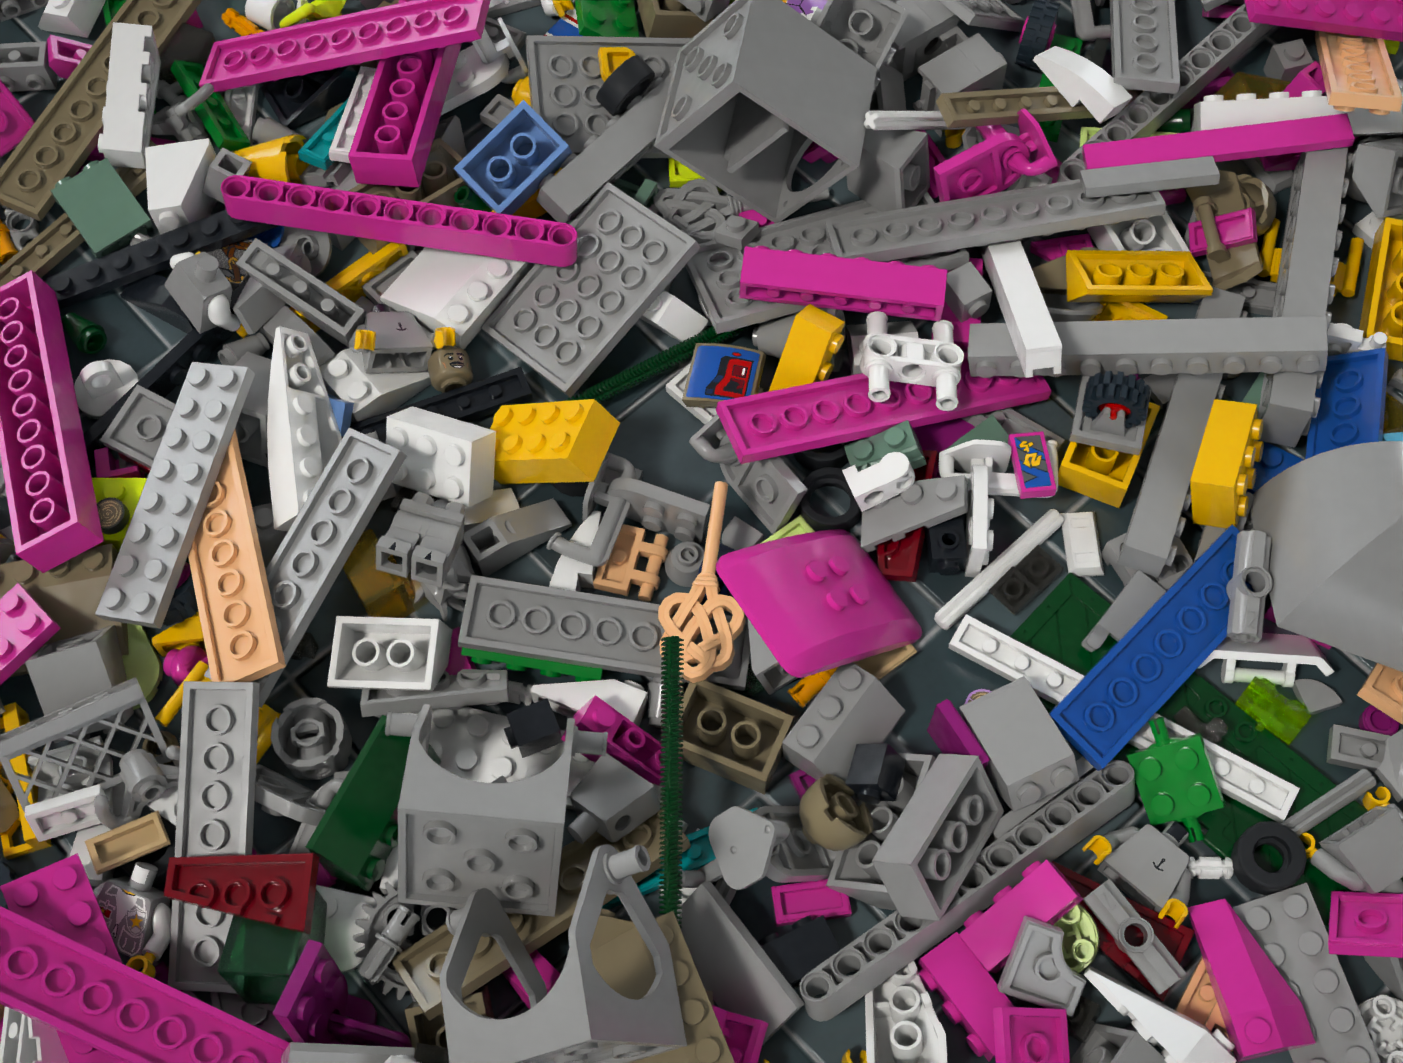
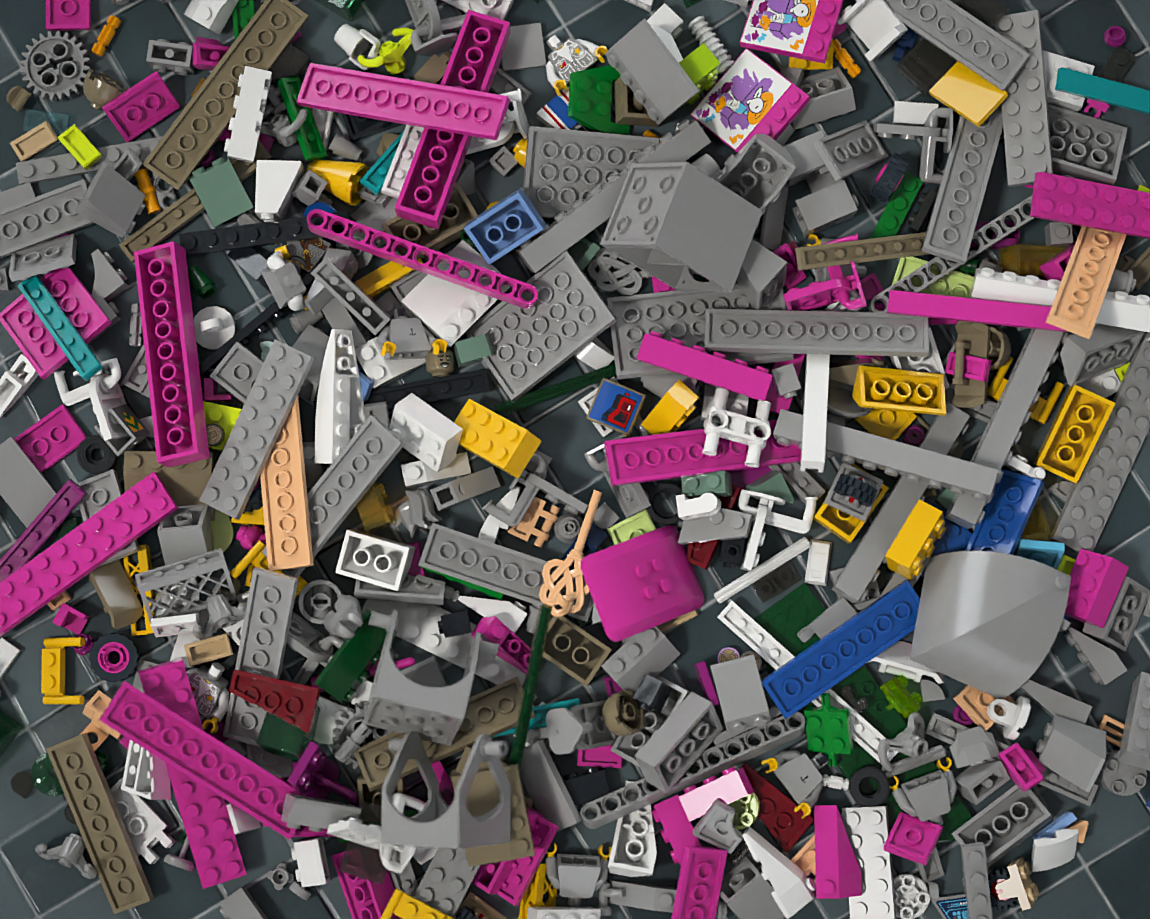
camera: 10 degrees right, 20 degrees up
(239, 23) = (333, 48): light orange axle -> none
(344, 744) = (346, 619): none -> light grey piece
(422, 537) = (409, 488): light grey hips -> none
(493, 343) = (472, 350): none -> sand green slope
(611, 58) = (588, 154): yellow tile -> none
(611, 801) = (494, 682): light grey torso -> none
(624, 85) = (590, 180): black tyre -> none
(736, 232) = (647, 295): light grey plate -> none
(905, 120) = (782, 248): white axle -> none
(1032, 465) = (796, 513): tile -> none
(1083, 82) = (902, 239): white slope -> none
(1149, 177) = (925, 327): light grey tile -> none
(1152, 956) = (772, 804): light grey piece -> none
(1247, 607) = (898, 639): light grey piece -> none
(1309, 770) = (909, 742): none -> light grey piece

